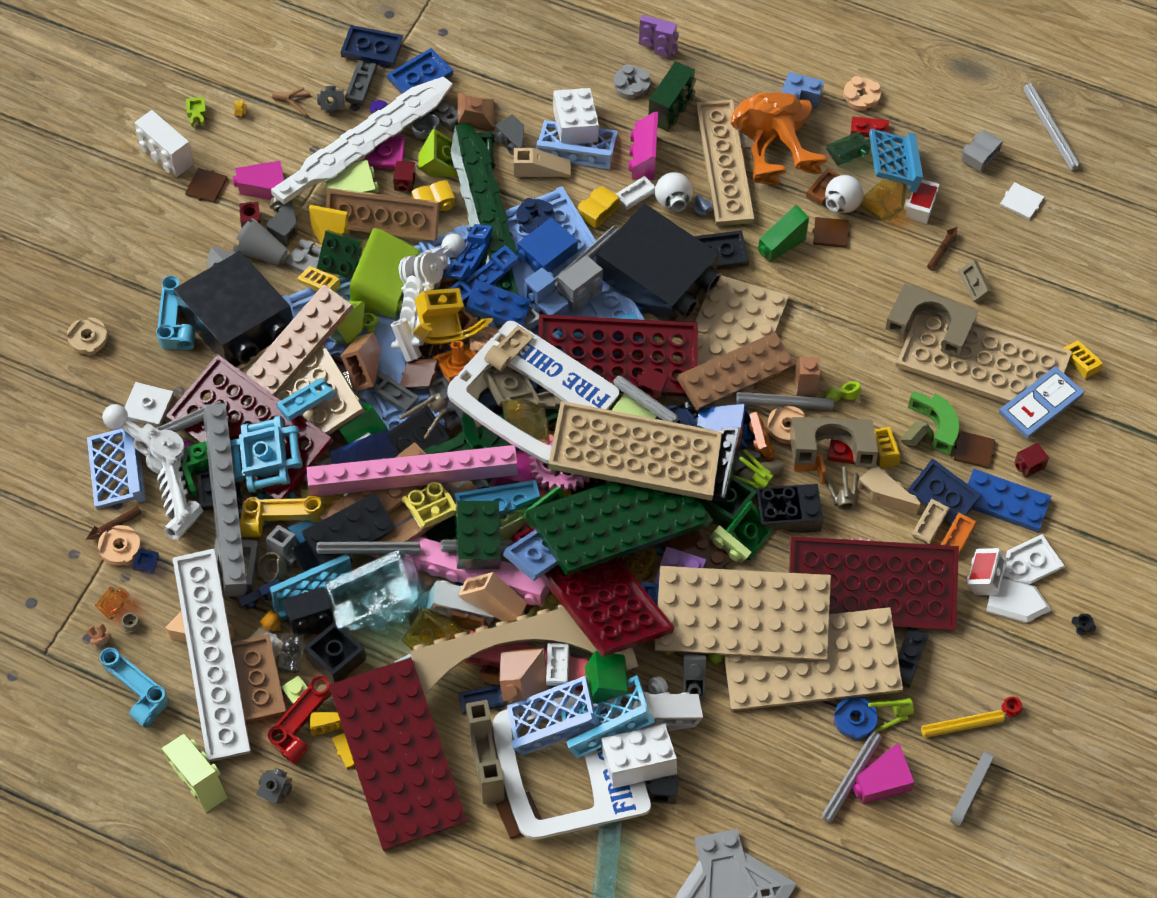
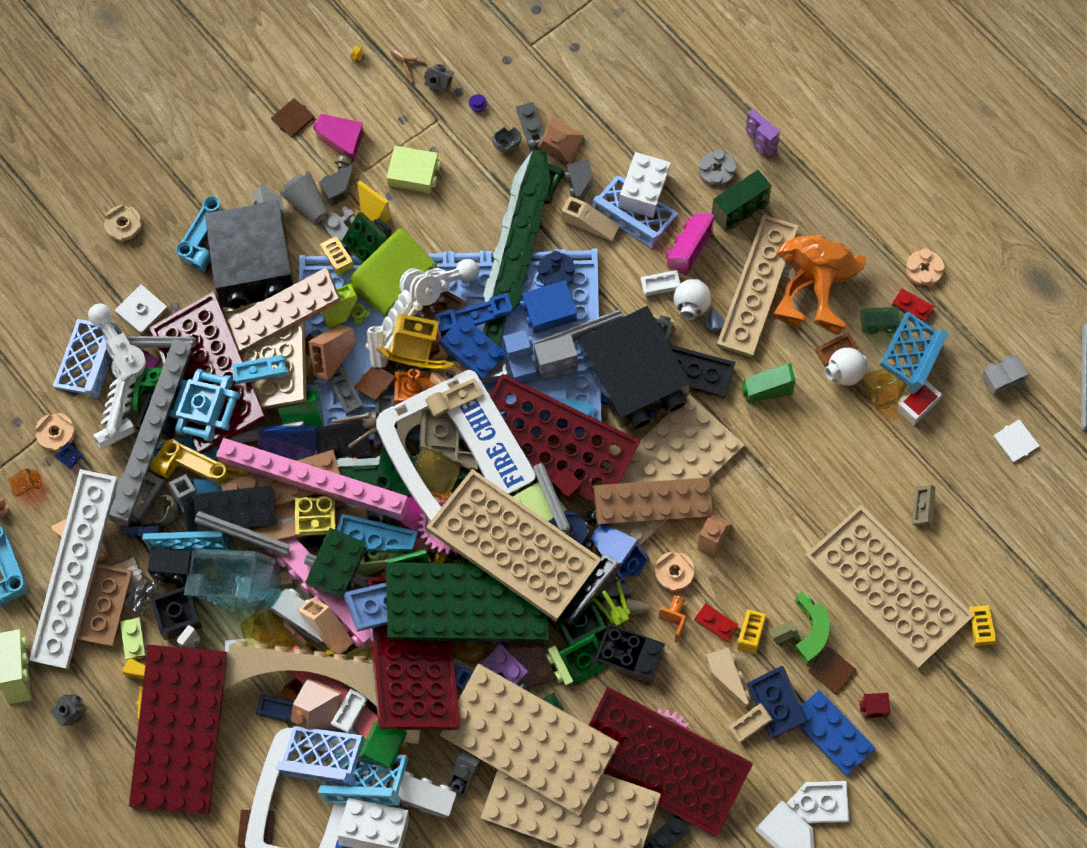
camera: 30 degrees right, 10 degrees up
(96, 533) = (42, 411): reddish brown piece -> none
(126, 619) = (25, 506): dark tan plate -> none
(163, 144) = (270, 64): white brick -> none
(196, 110) = (318, 39): lime plate -> none
(249, 210) = (310, 158): dark red brick -> none
(271, 621) = (141, 558): light orange plate -> none
(295, 718) = (115, 656): red piece -> none
(360, 82) = (474, 70): dark grey plate -> none
(362, 664) = (189, 638): none -> white plate
(363, 139) = (447, 129): white plate -> none
(372, 46) = (502, 37): dark blue plate -> none
(387, 153) = (460, 149): dark pink plate -> none
(389, 213) = (424, 213): medium nougat plate -> none
(404, 176) = (464, 181): dark red brick -> none
(419, 70) = (530, 83): blue plate -> none
(436, 156) = (500, 172): lime slope -> none
(438, 192) = (478, 214): yellow brick -> none
(472, 255) = (477, 288): blue slope -> none
(483, 749) = (242, 788): dark tan arch -> none
(598, 206) = (619, 283): yellow brick -> none
(657, 685) = (428, 767): white plate -> none
(762, 436) = (642, 574): orange plate -> none
(785, 400) = (683, 547): light grey axle -> none
(804, 88) = (867, 242): medium blue brick -> none
(830, 232) = (819, 396): reddish brown piece -> none
(845, 498) = (687, 665): dark tan plant -> none
(849, 391) = (748, 563): lime plate -> none
(856, 433) = (686, 589): dark tan arch -> none
(917, 301) = (851, 503): dark tan arch -> none
(951, 236) = (928, 448): reddish brown piece -> none
(959, 532) = (767, 748): orange plate -> none
(986, 571) = (773, 795): white brick -> none
(1041, 402) = (915, 654): tile -> none

